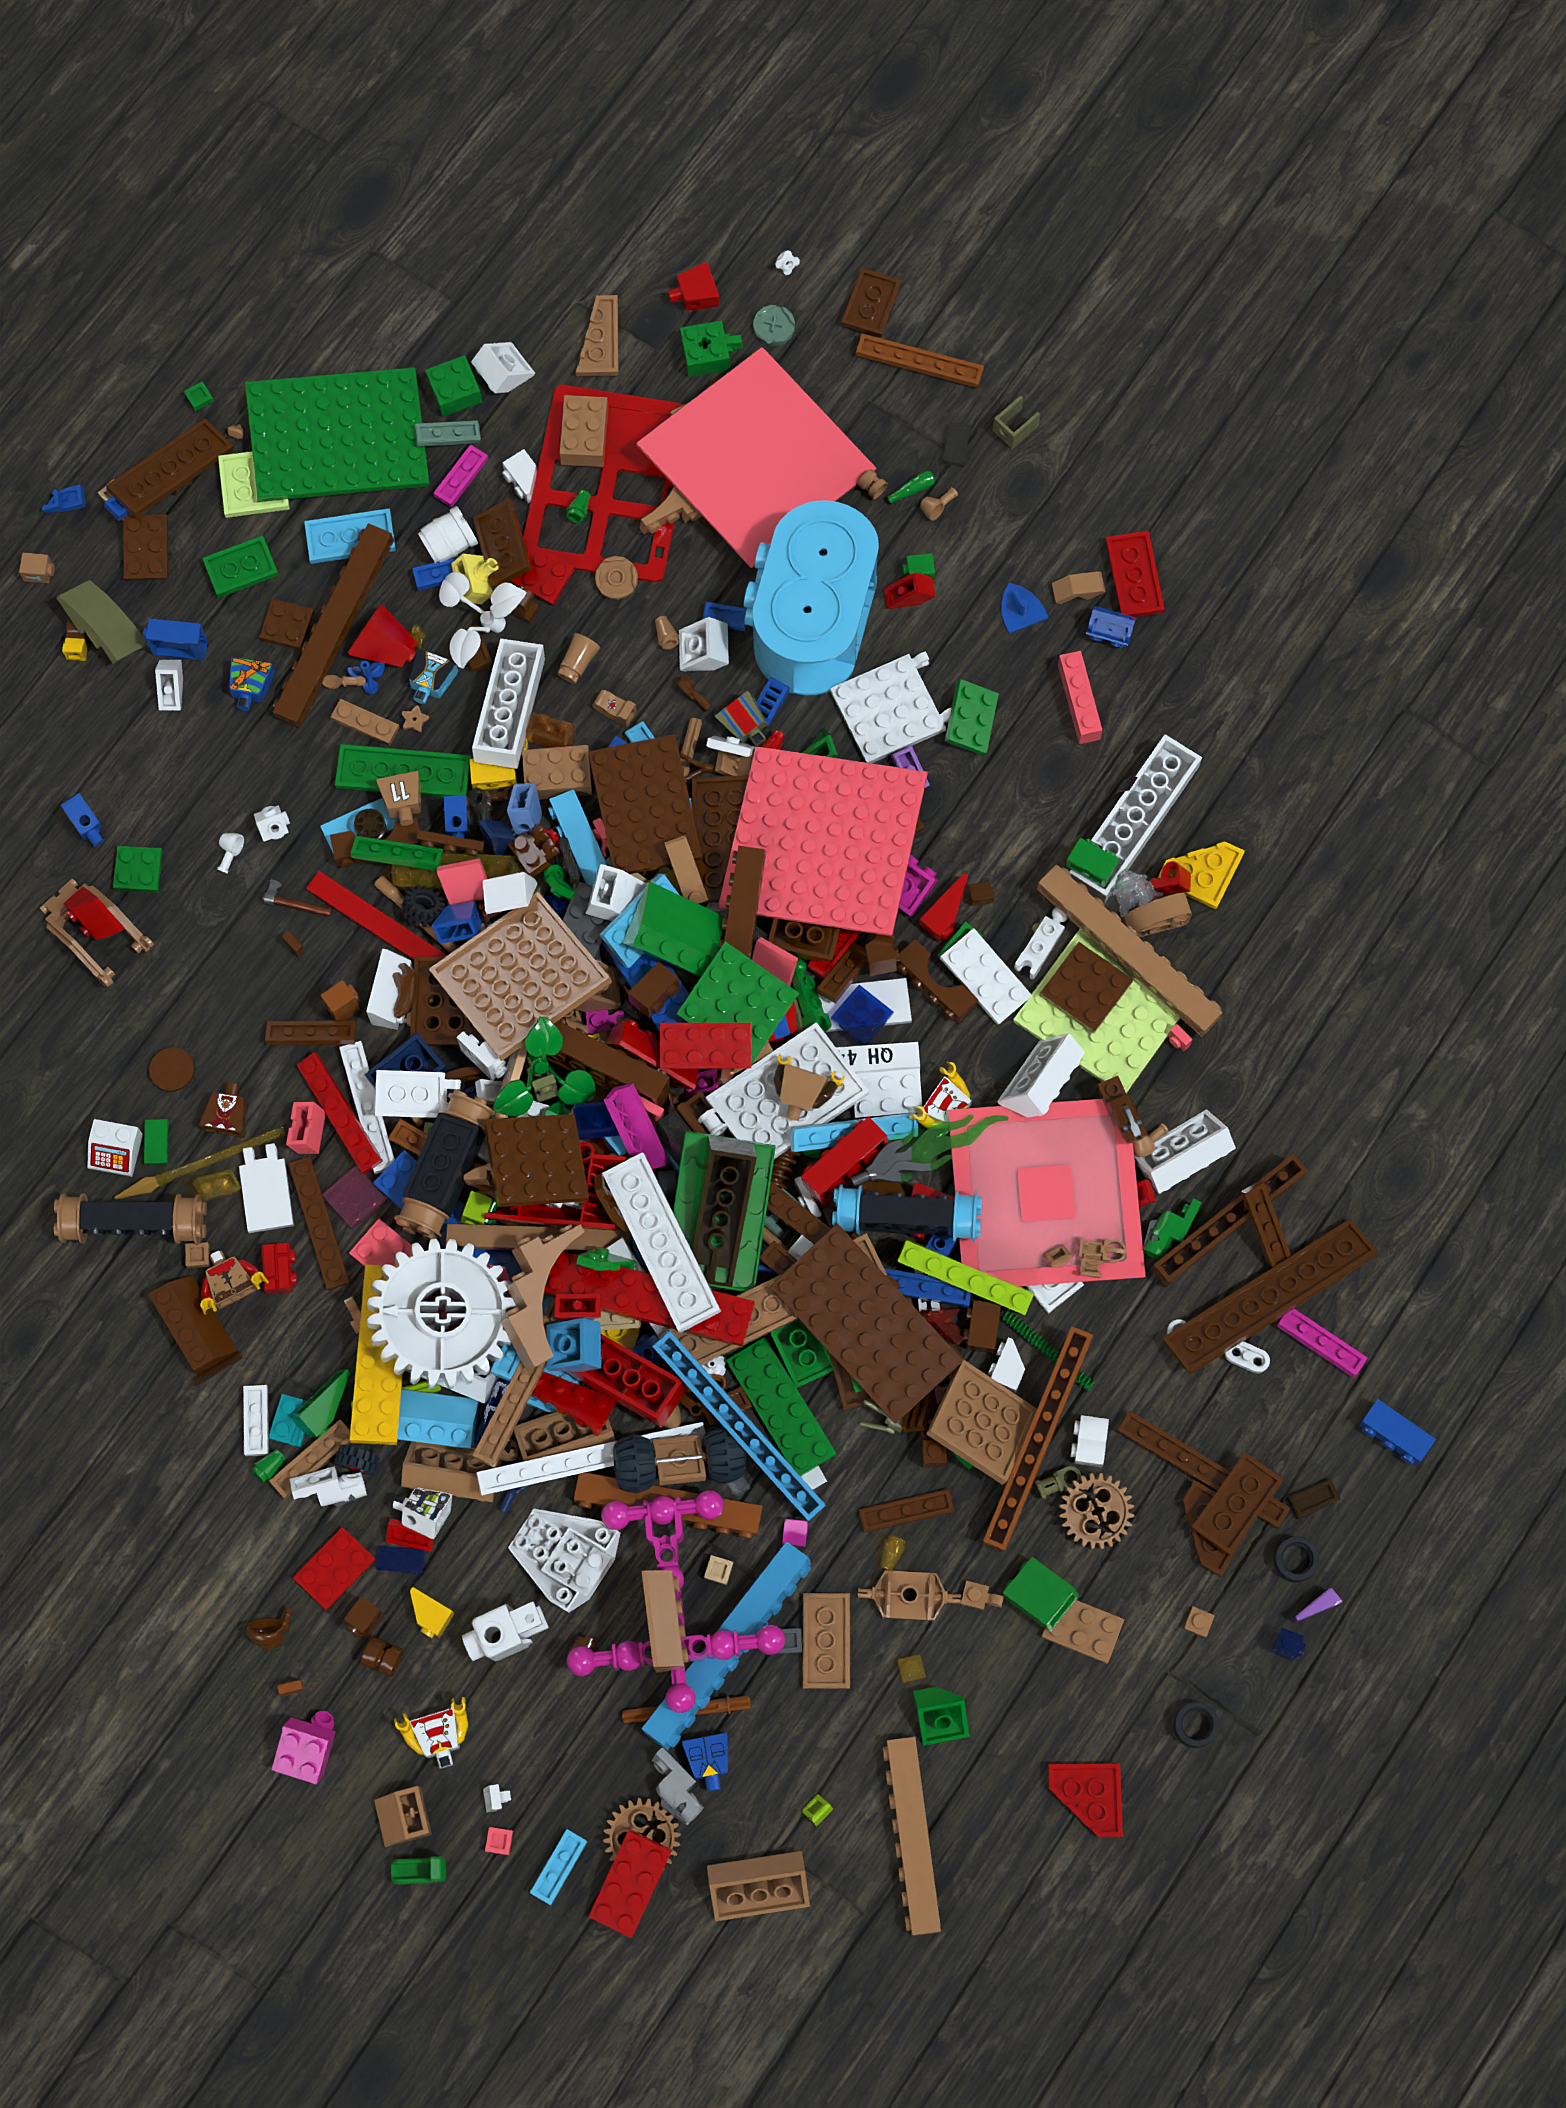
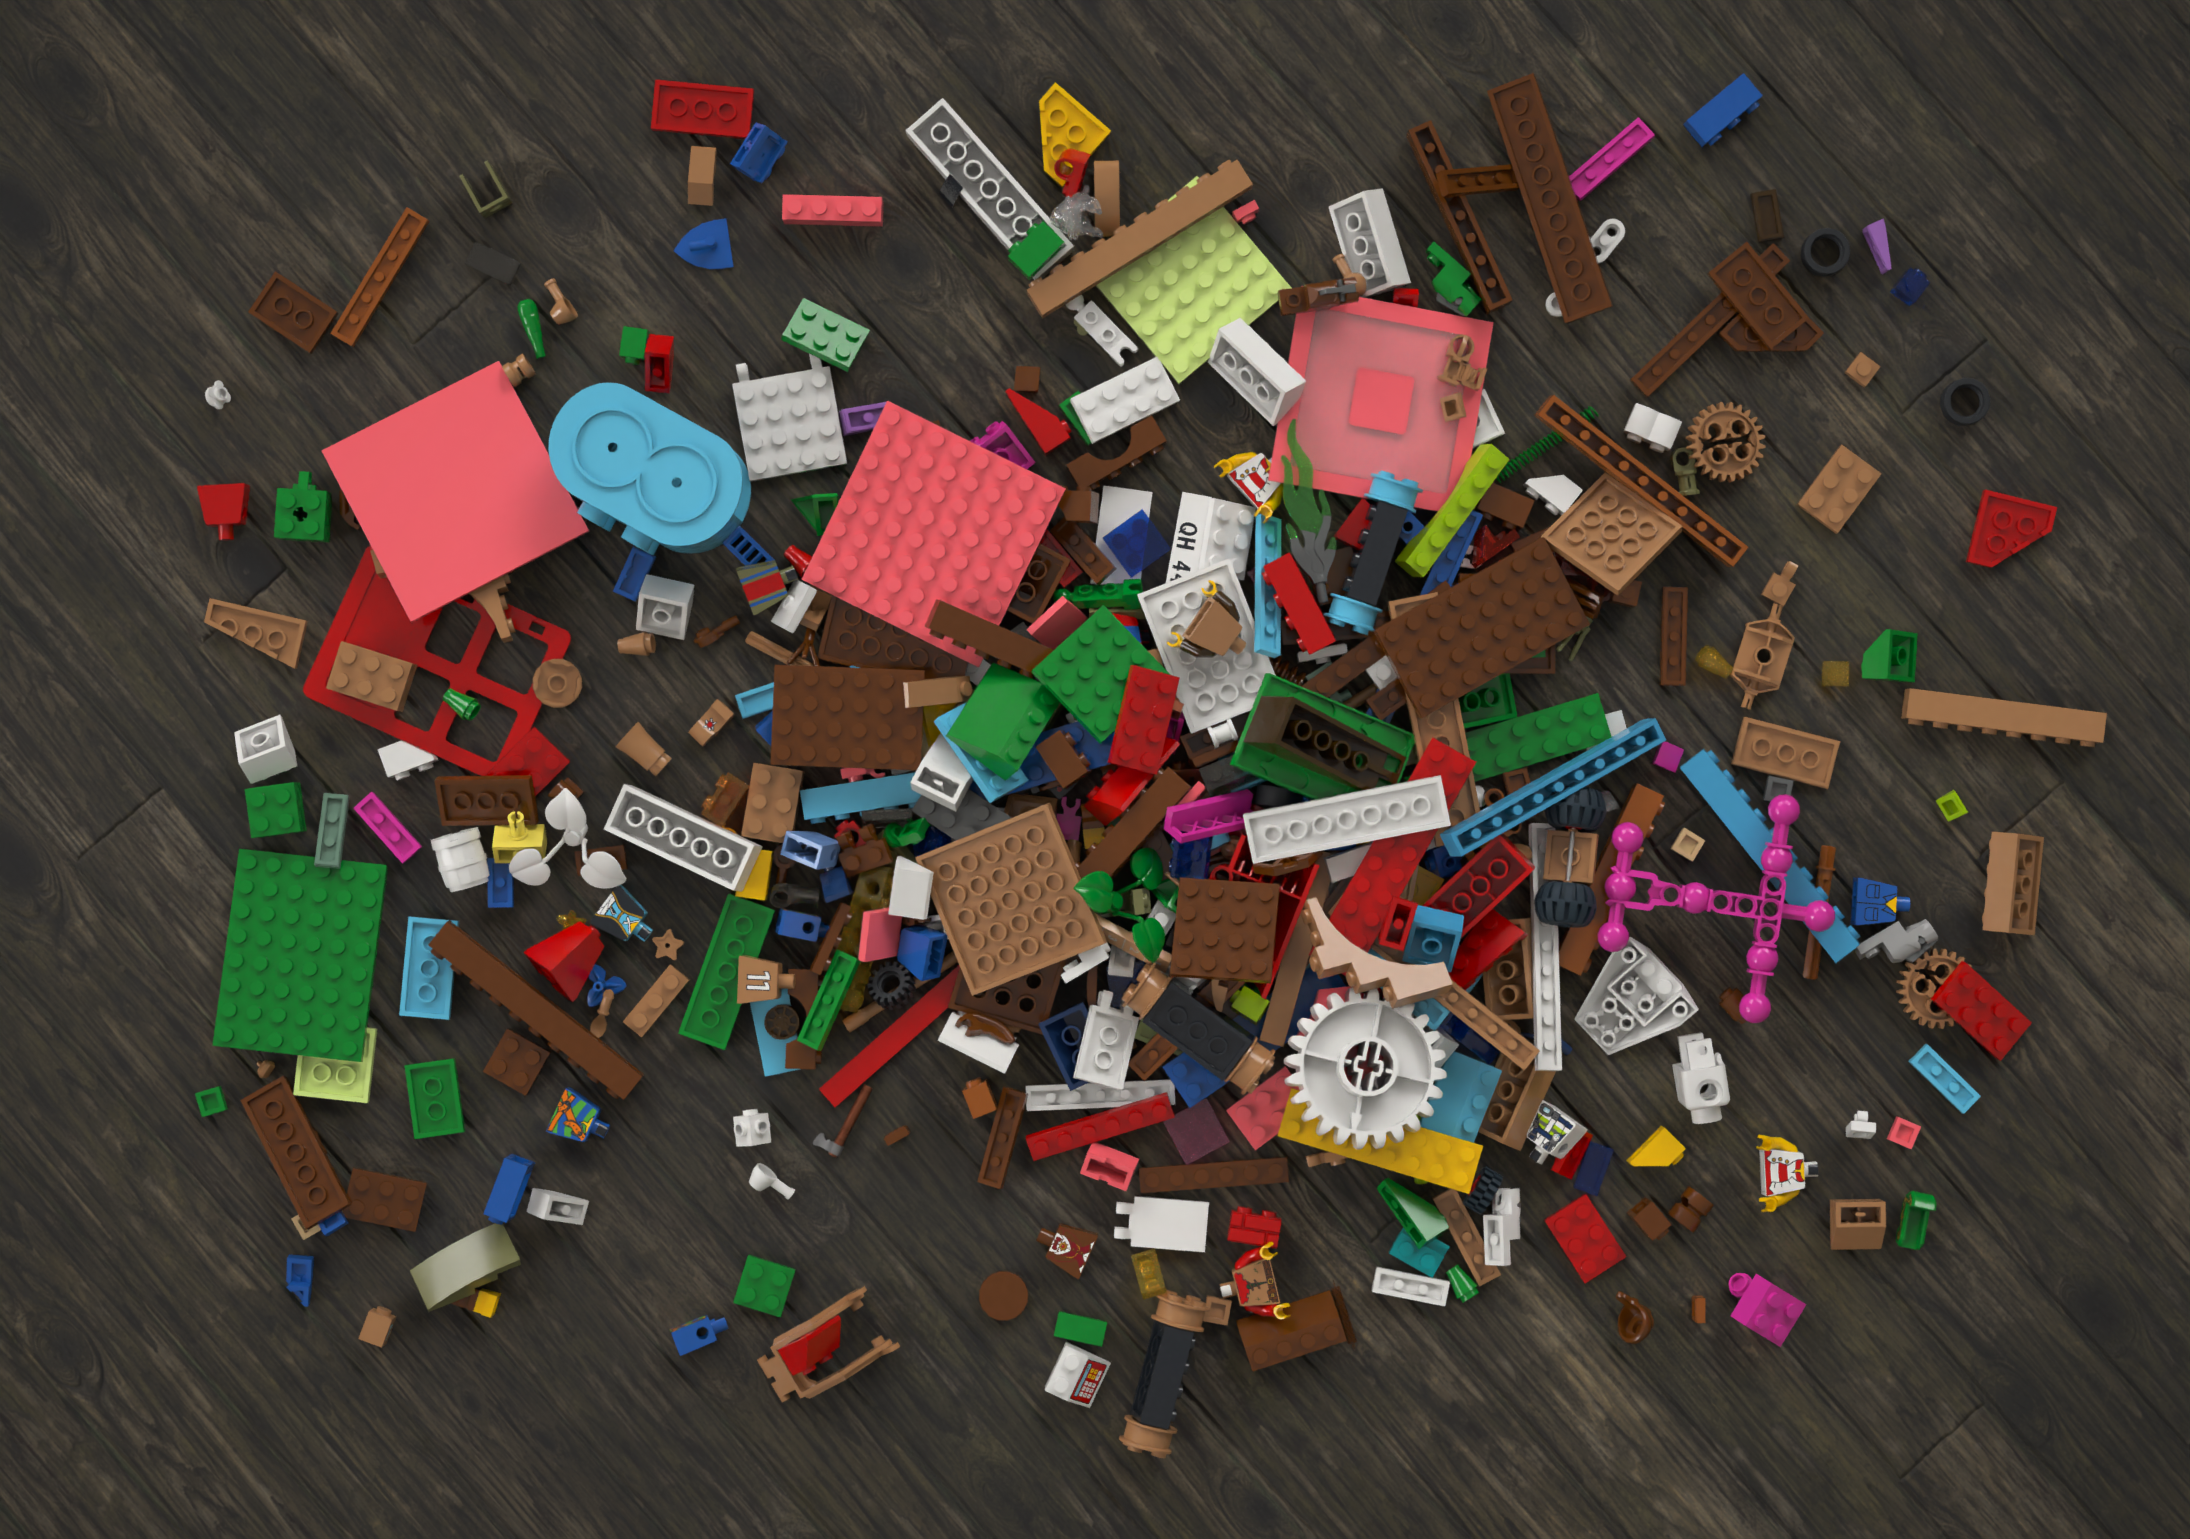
camera: 80 degrees left, 15 degrees up
(149, 1184) = (1125, 1345): clear yellow piece -> none
(601, 1260) = (1349, 885): green wing -> none
(663, 1620) = (1746, 914): medium nougat slope -> none
(773, 325) = (291, 430): sand green tile -> none
(1040, 1594) = (1797, 523): green brick -> none
(1086, 987) = (1166, 295): reddish brown plate -> none

